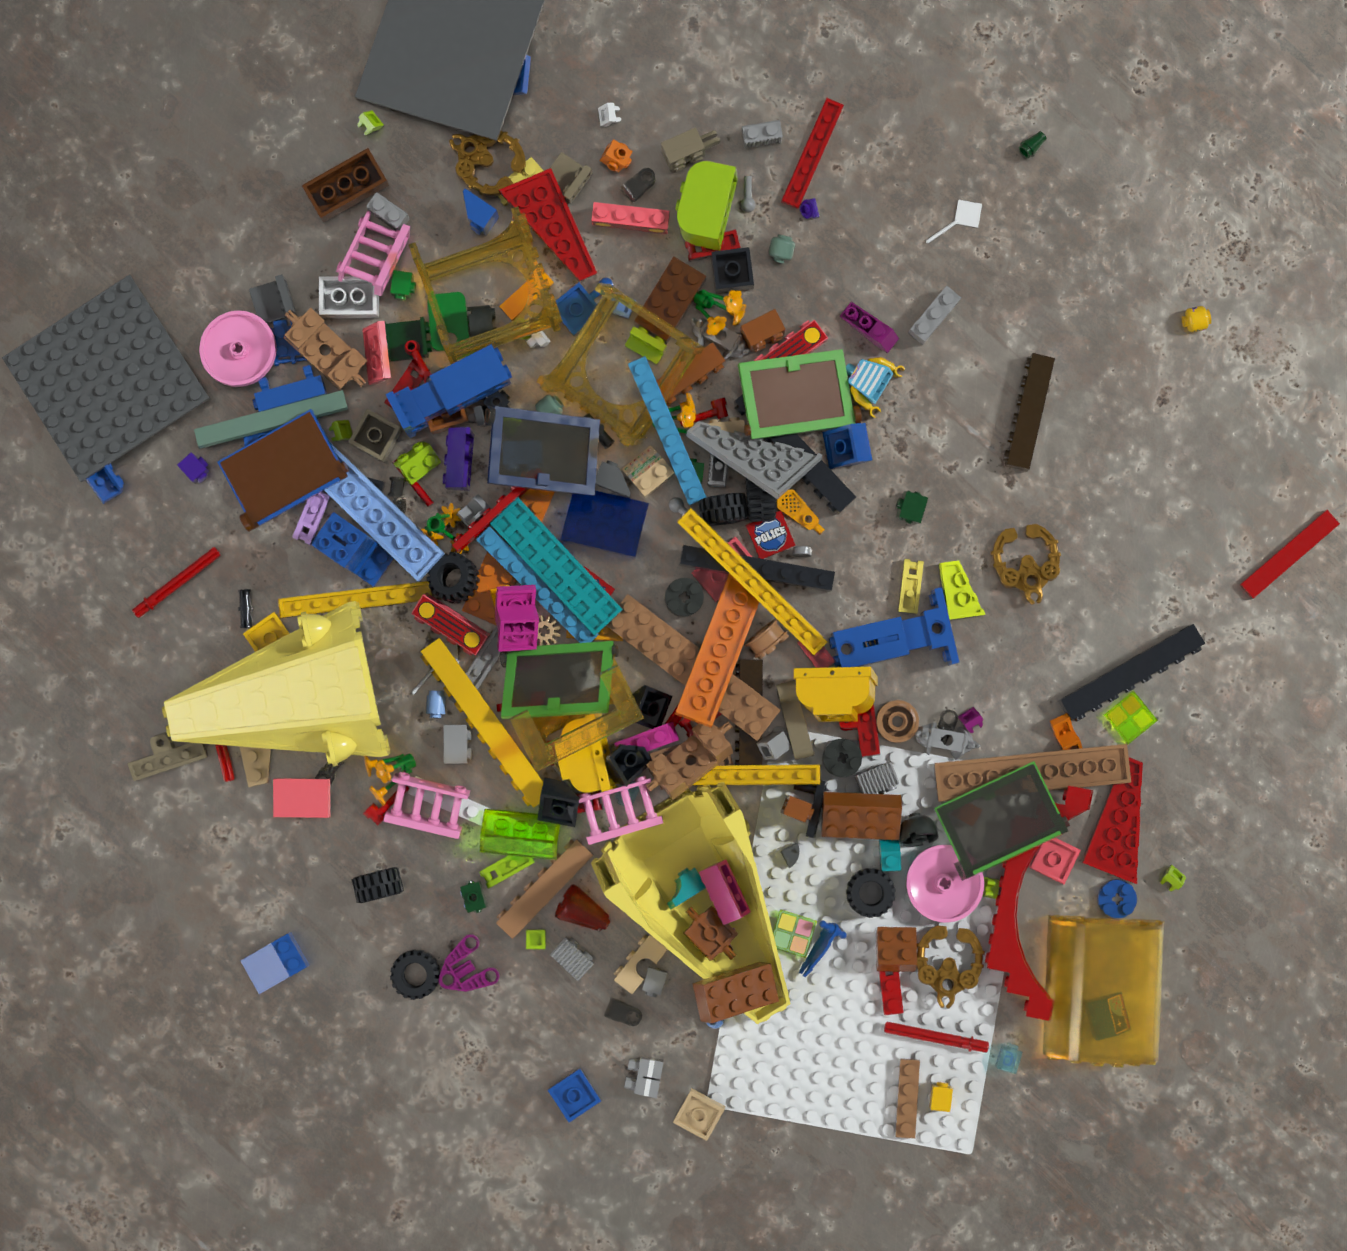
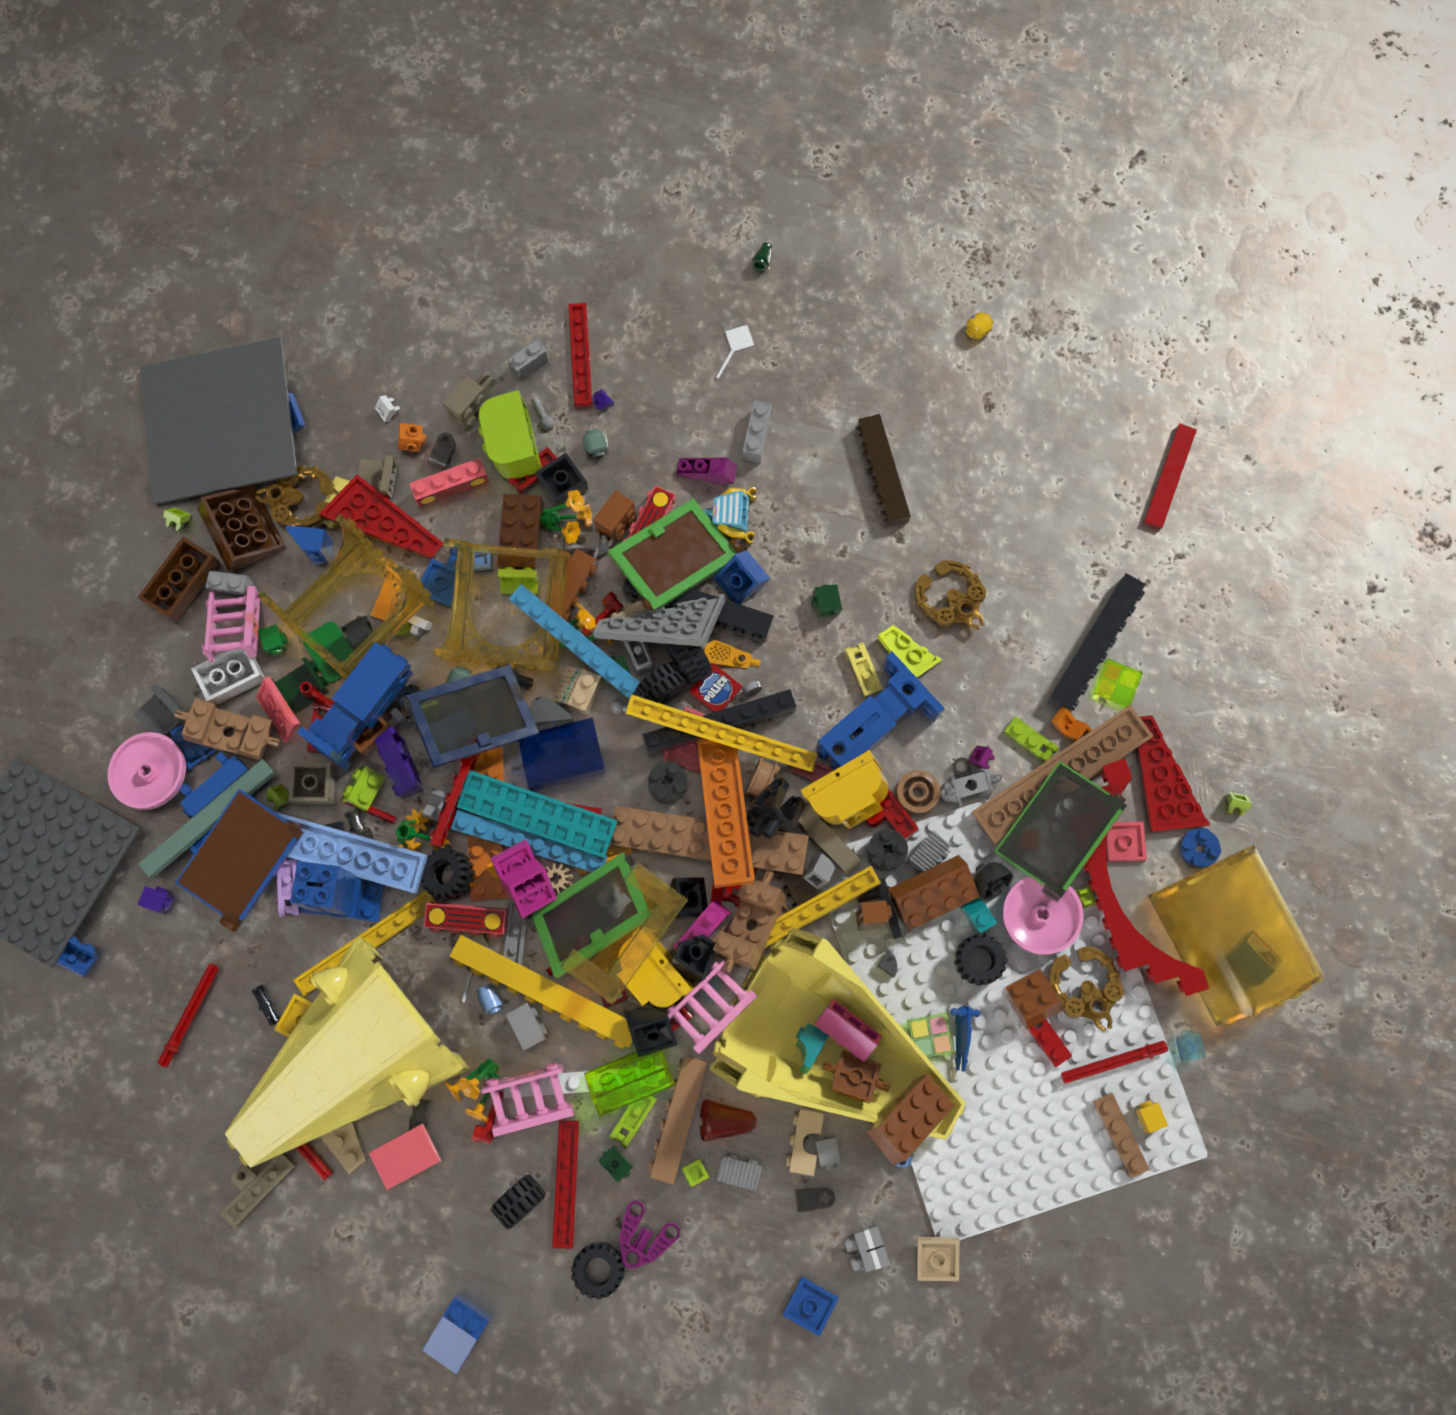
camera: 30 degrees left, 10 degrees down
(422, 161) = (239, 527): none -> reddish brown slope
(423, 890) = (565, 1184): none -> red tile
(761, 674) = (771, 813): none -> black piece
(1023, 726) = (1030, 739): none -> lime plate

